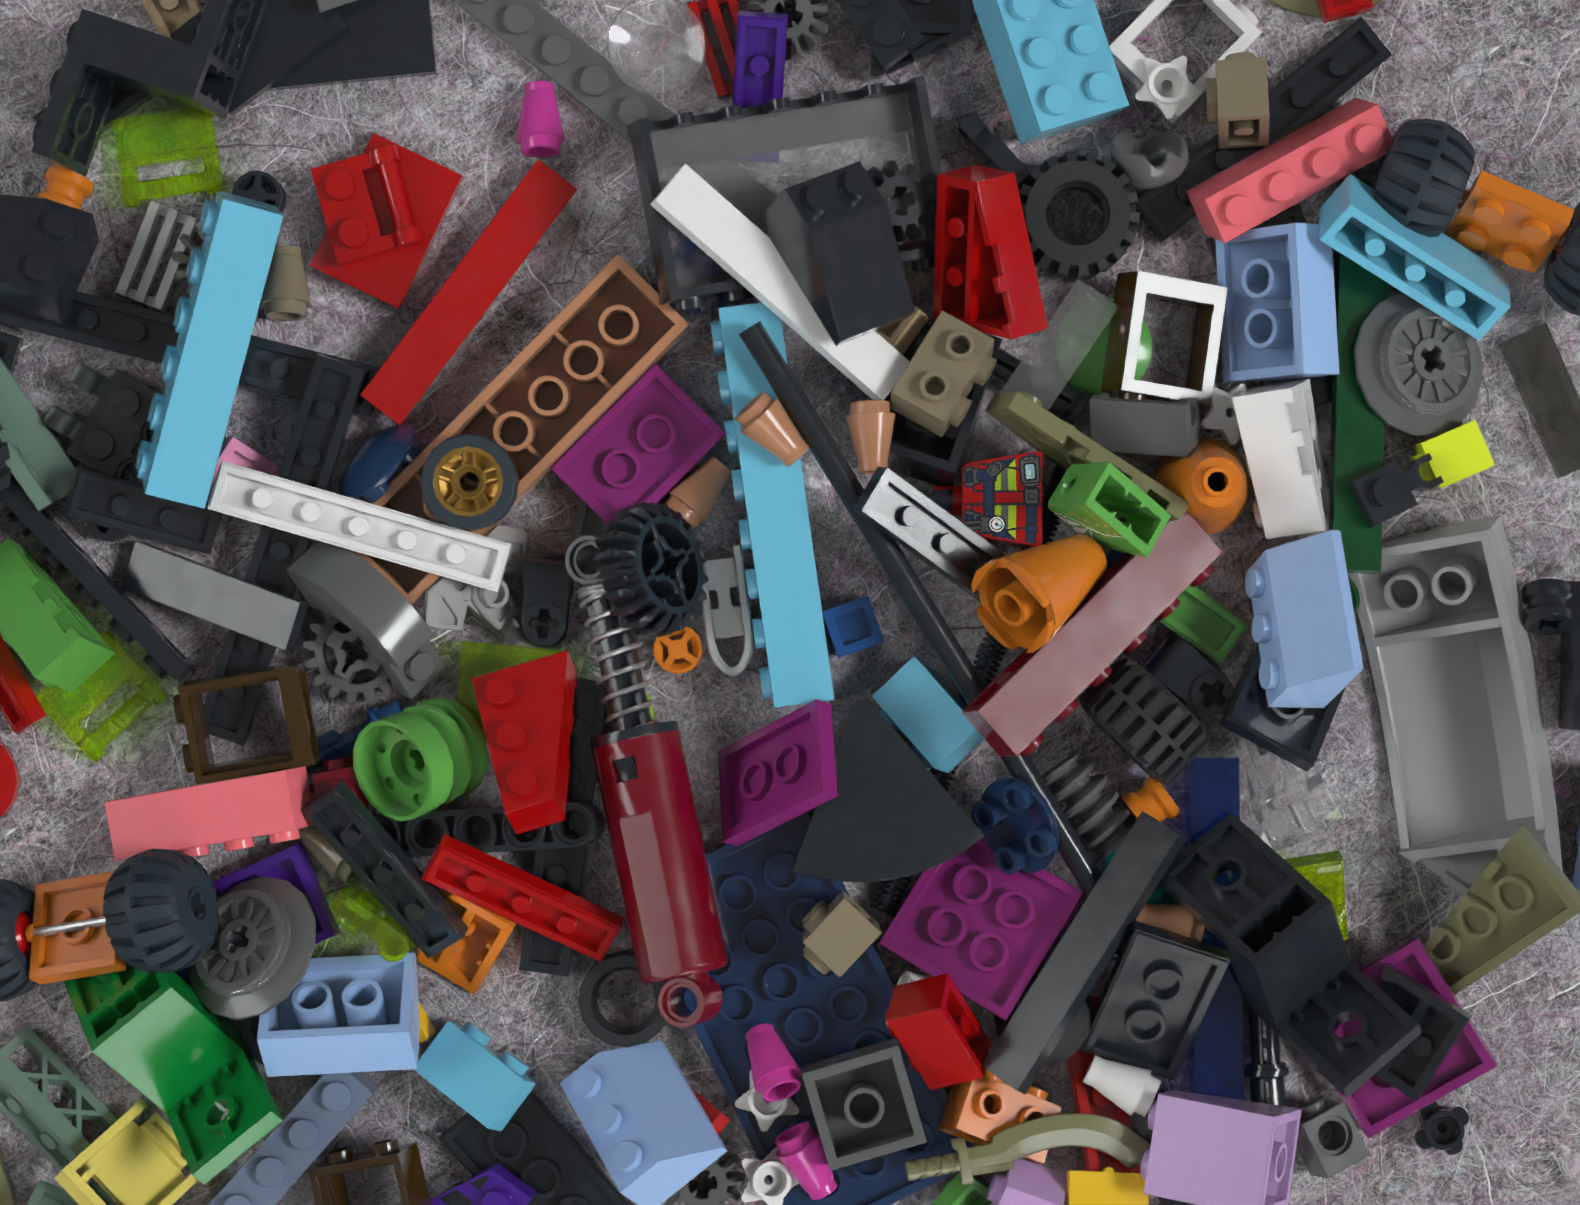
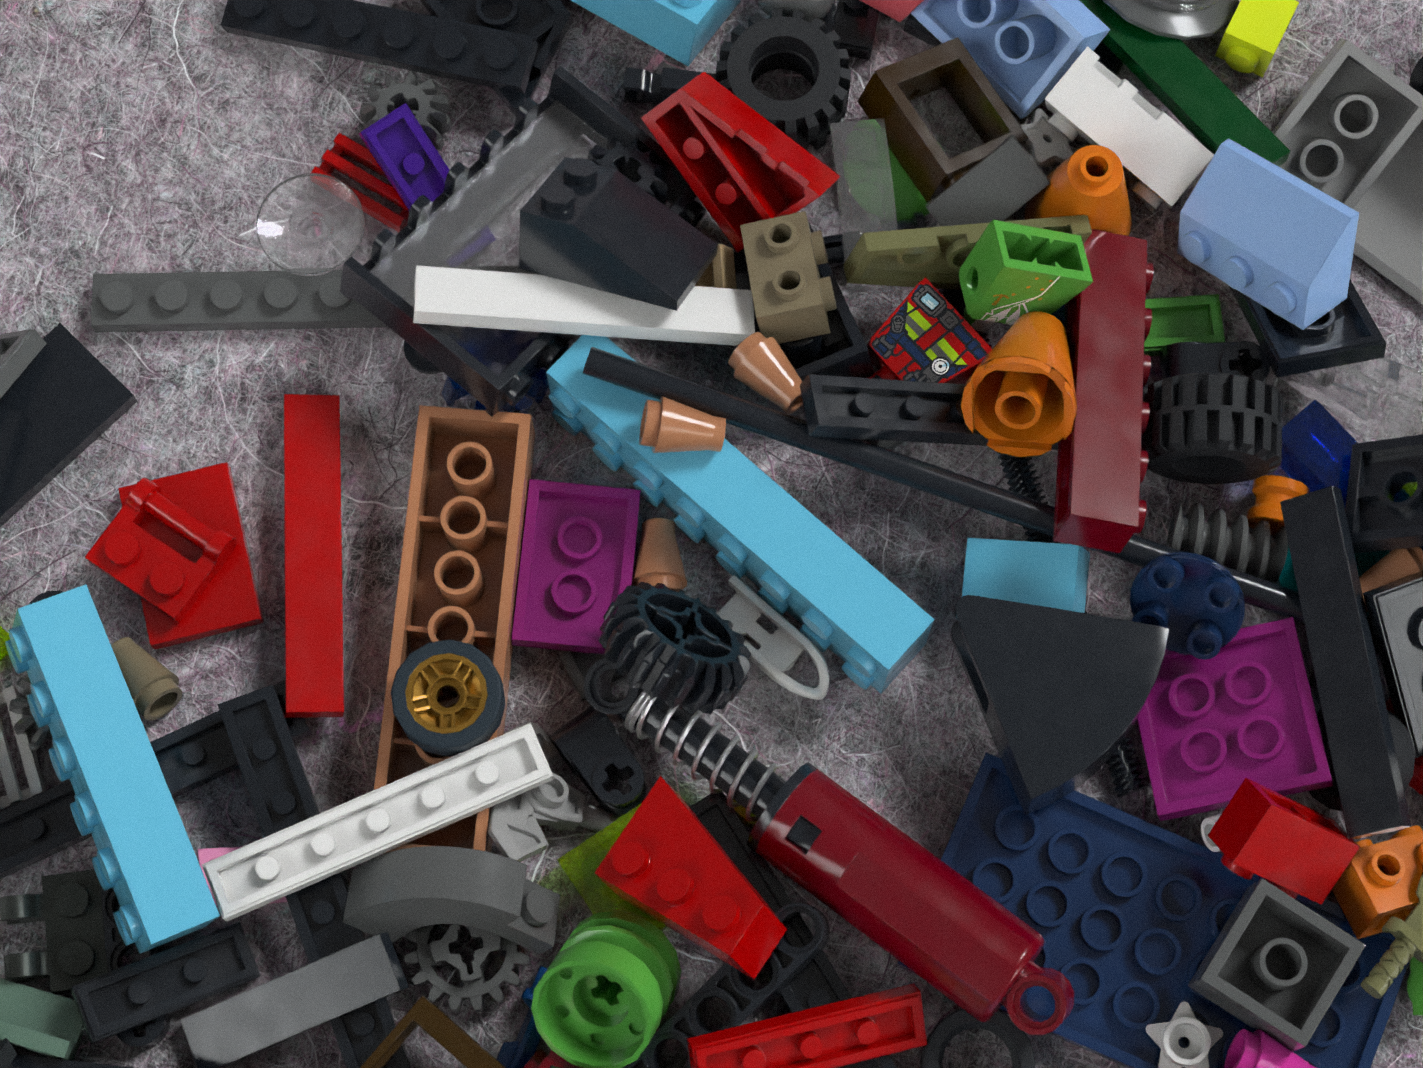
camera: 40 degrees left, 15 degrees down
(377, 461) = (348, 756): dark blue dish -> none
(540, 123) = (260, 365): dark pink cone -> none
(675, 654) = (756, 699): orange wheel -> none
(772, 1065) = (1164, 1001): dark pink cone -> none
(777, 773) = (940, 731): magenta plate -> none
(837, 934) = (1119, 827): dark tan brick -> none
(853, 626) = (896, 559): blue plate -> none
(1388, 490) = (1236, 82): black plate -> none

